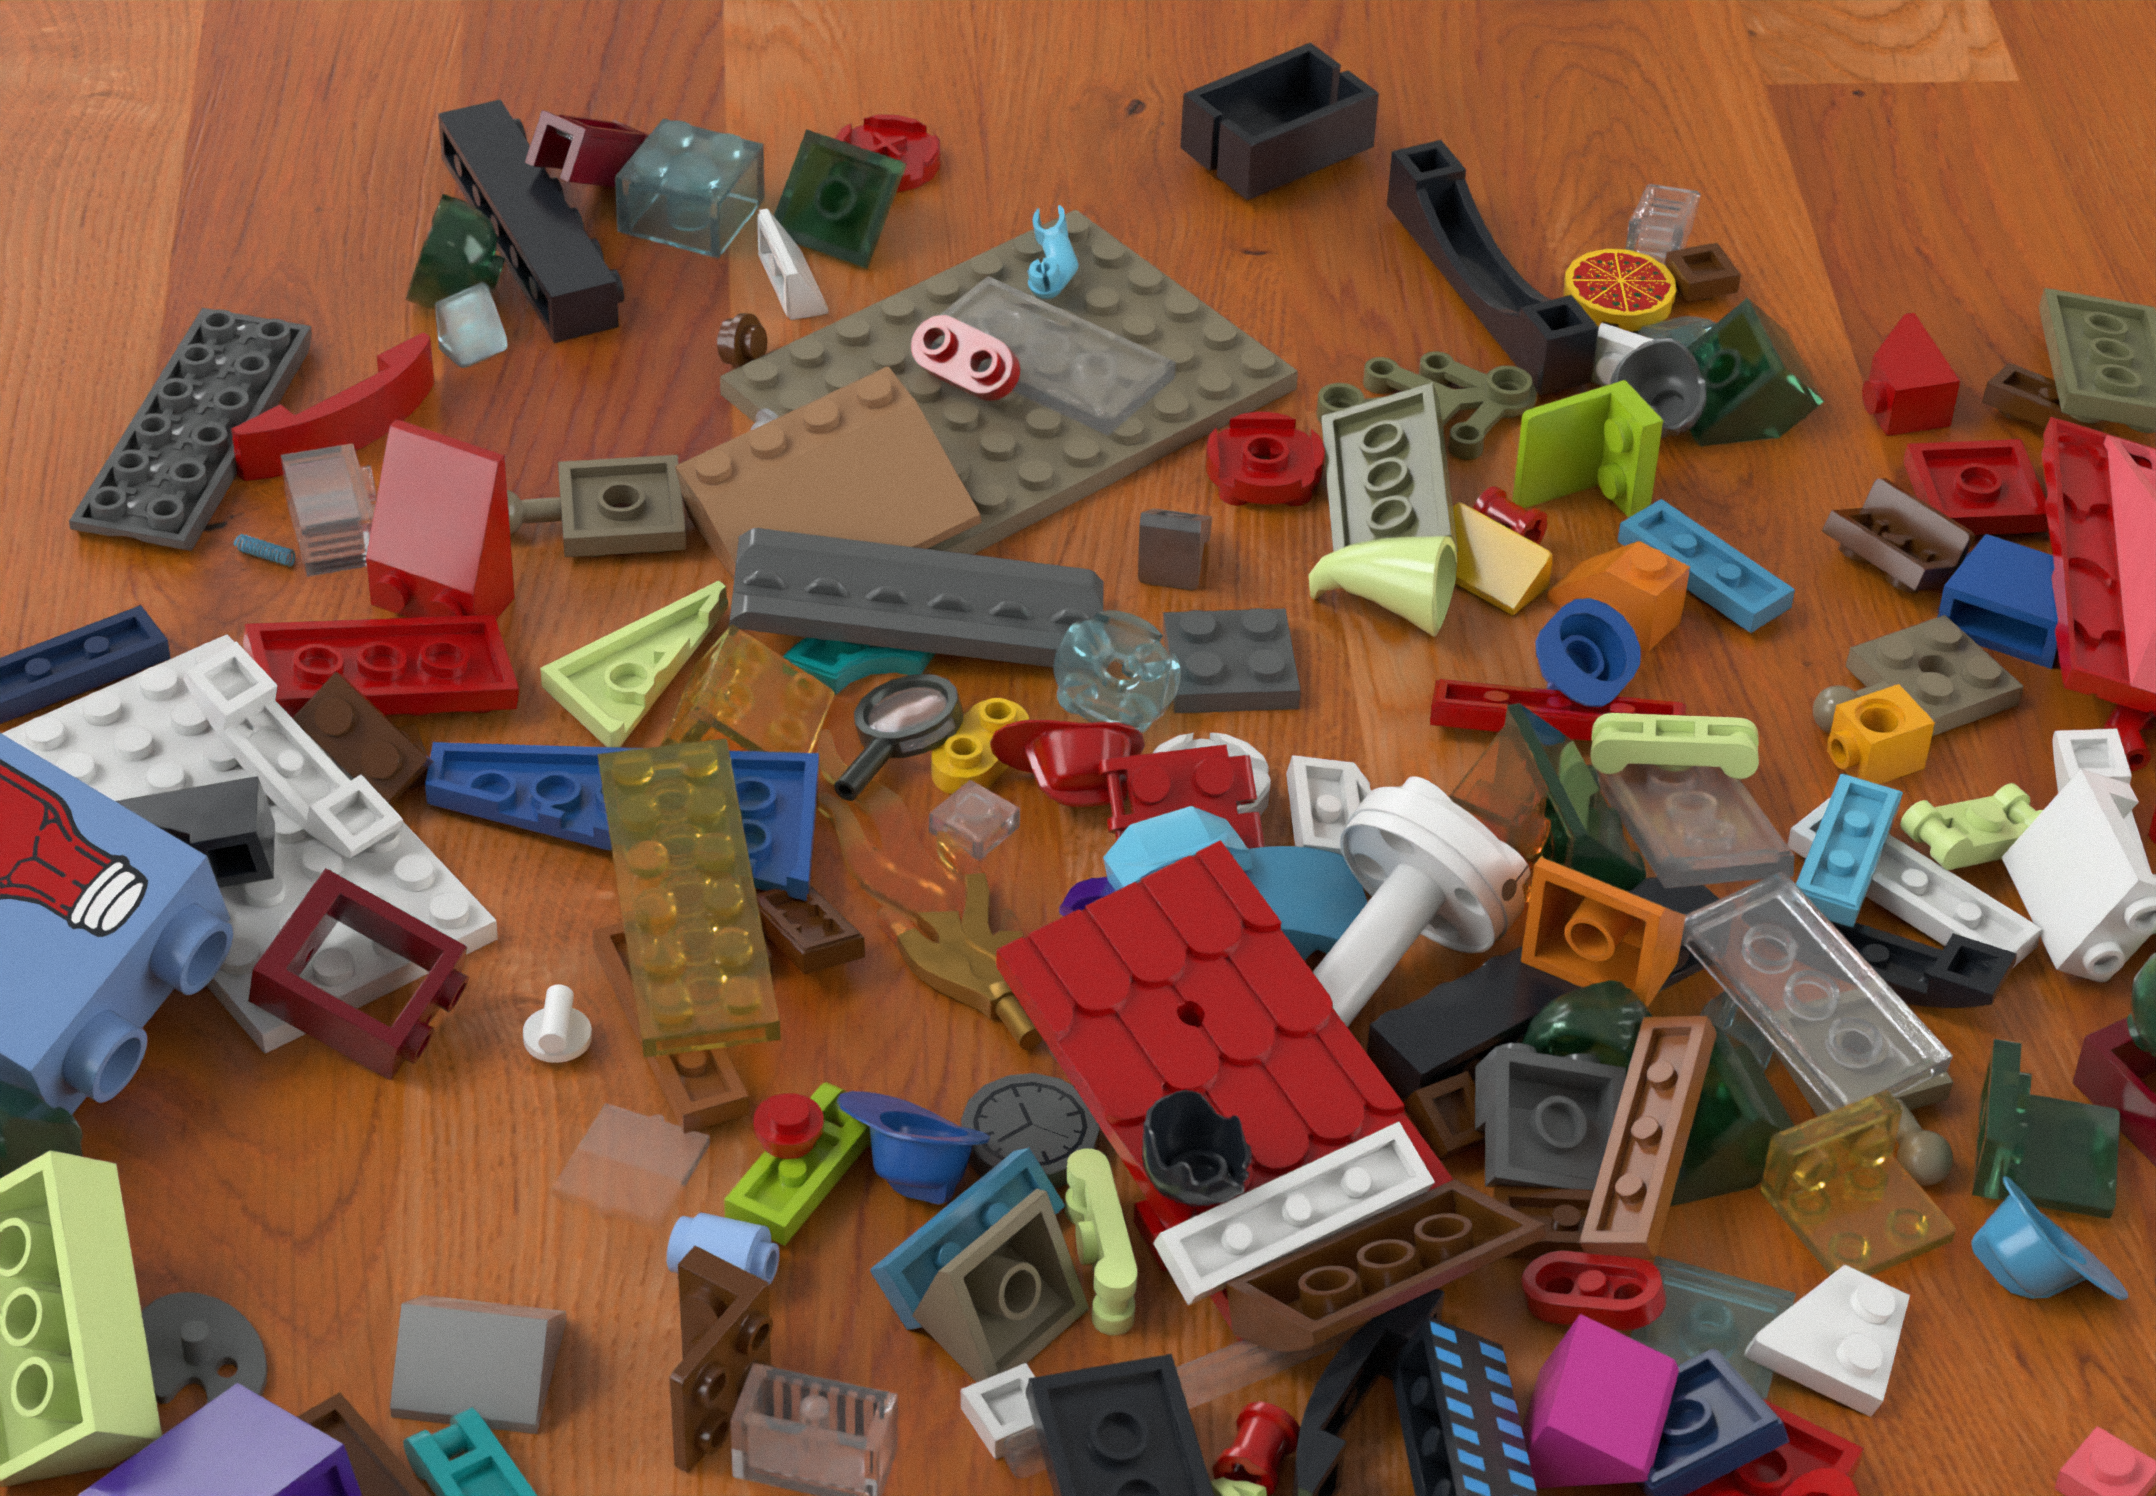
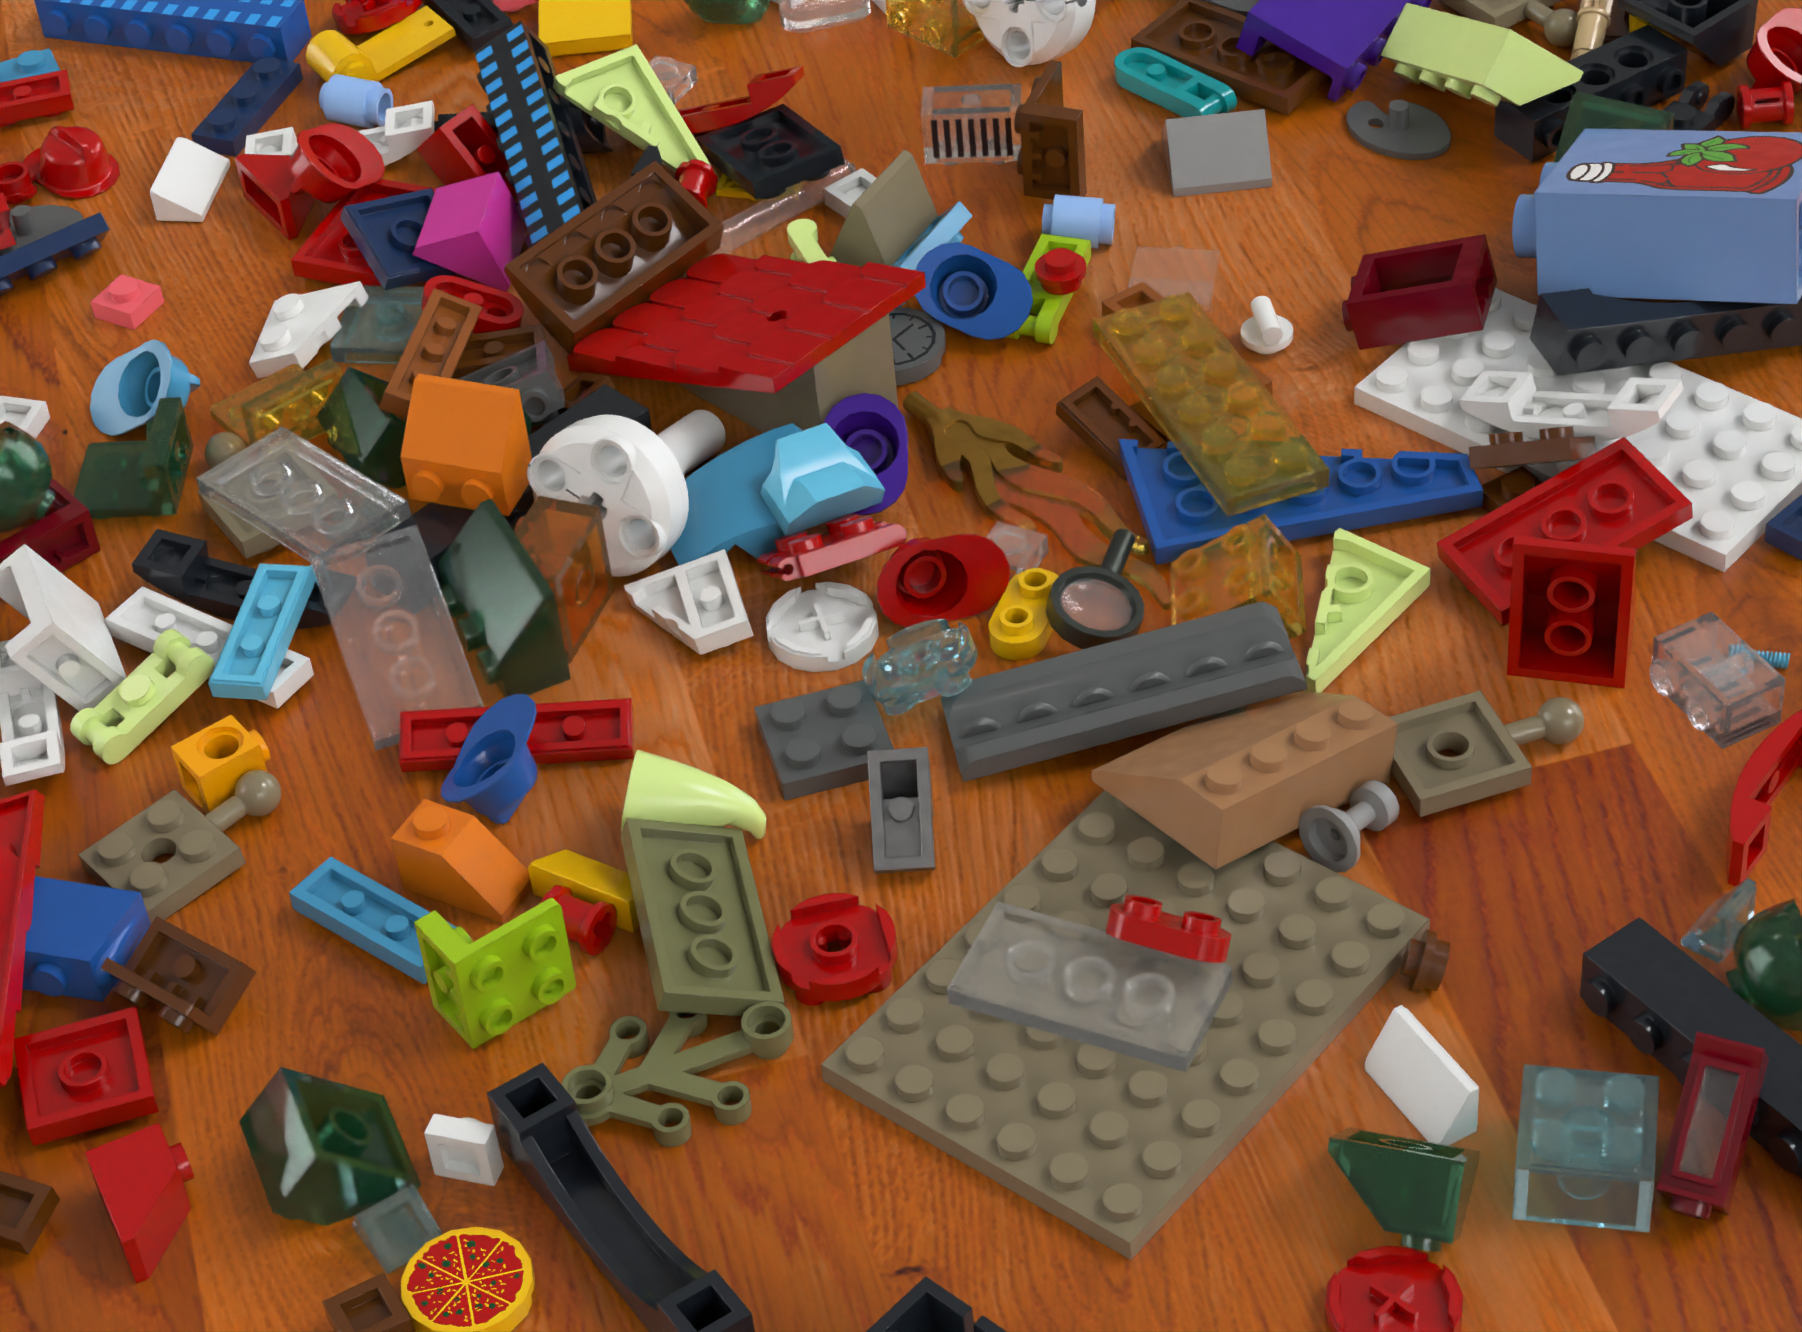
camera: 175 degrees right, 0 degrees up
(1060, 264) = (1112, 1102): medium azure arm -> none
(1194, 1151) = (755, 238): black hair -> none
(1293, 1212) = (694, 264): white plate -> none
(1667, 381) = (433, 1082): dark grey hair -> none
(1675, 743) = (406, 683): yellowish green plate -> none

